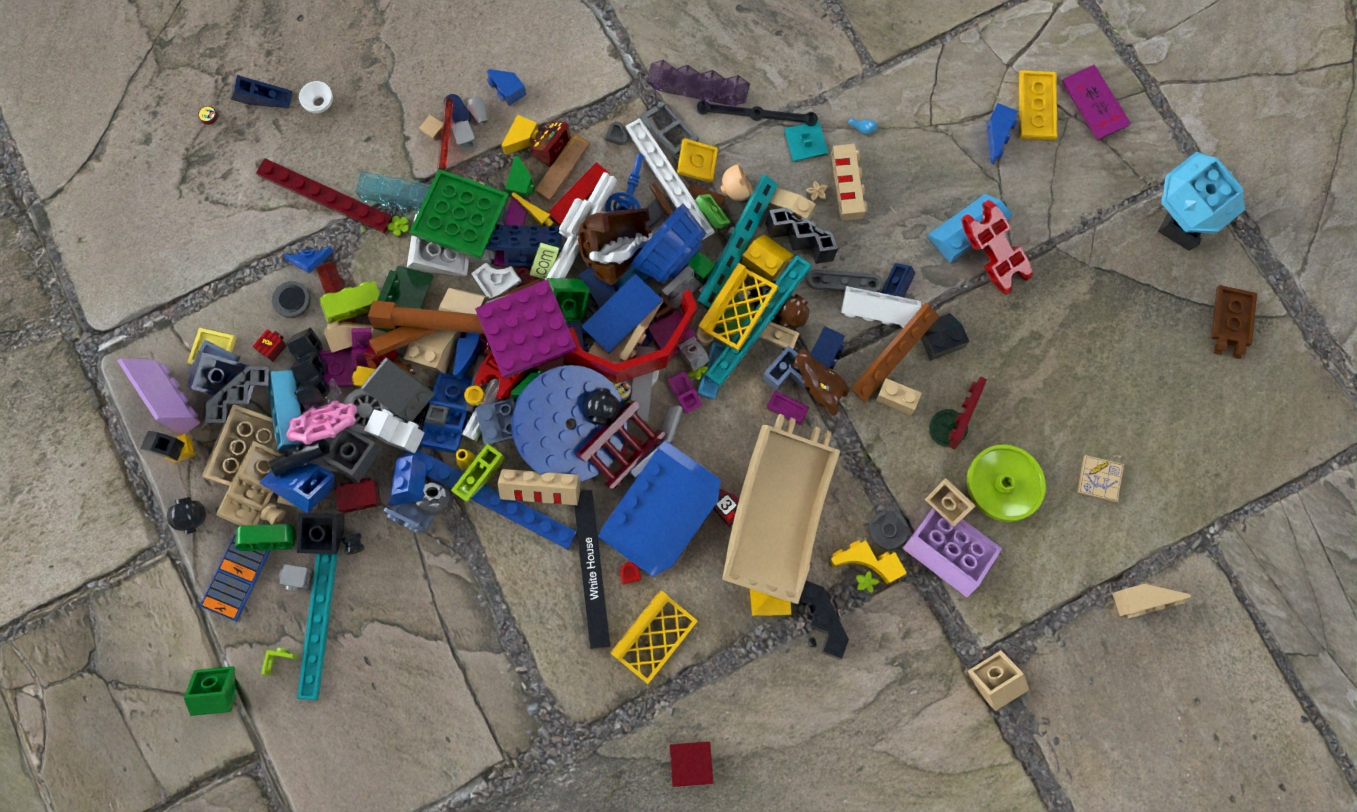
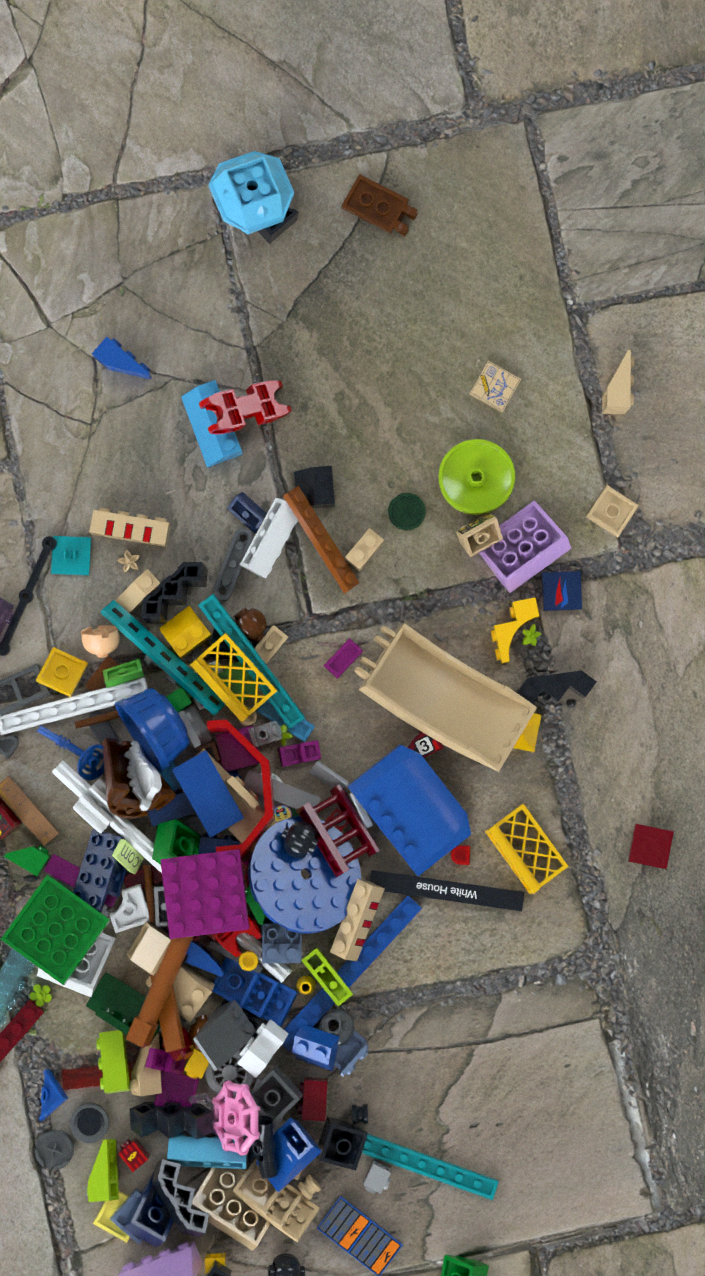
camera: 80 degrees left, 10 degrees up
(245, 323) = (104, 1175): none -> lime slope
(260, 276) = (54, 1149): none -> dark grey tile
(265, 537) = (331, 1199): green beam -> none
(269, 657) = (445, 1207): lime bracket -> none
(437, 415) = (256, 1002): dark grey tile -> none
(539, 215) = (75, 847): yellow piece -> none
(582, 190) = (60, 802): red tile -> none
(782, 370) = (304, 646): sand blue brick -> none
(823, 383) = (331, 619): reddish brown animal -> none
(827, 347) = (297, 603): dark blue brick -> none
(865, 126) = (74, 491): dark azure animal -> none
(888, 530) = (488, 599): dark grey tile -> none
(921, 601) = (562, 591): none -> dark blue tile
(963, 418) = (405, 496): dark red plate -> none
(998, 680) = (652, 545): tan slope -> none
(1018, 630) = (612, 511): none -> tan tile
(1037, 105) = (102, 311): yellow tile -> none
(1096, 102) = (116, 253): magenta tile -> none

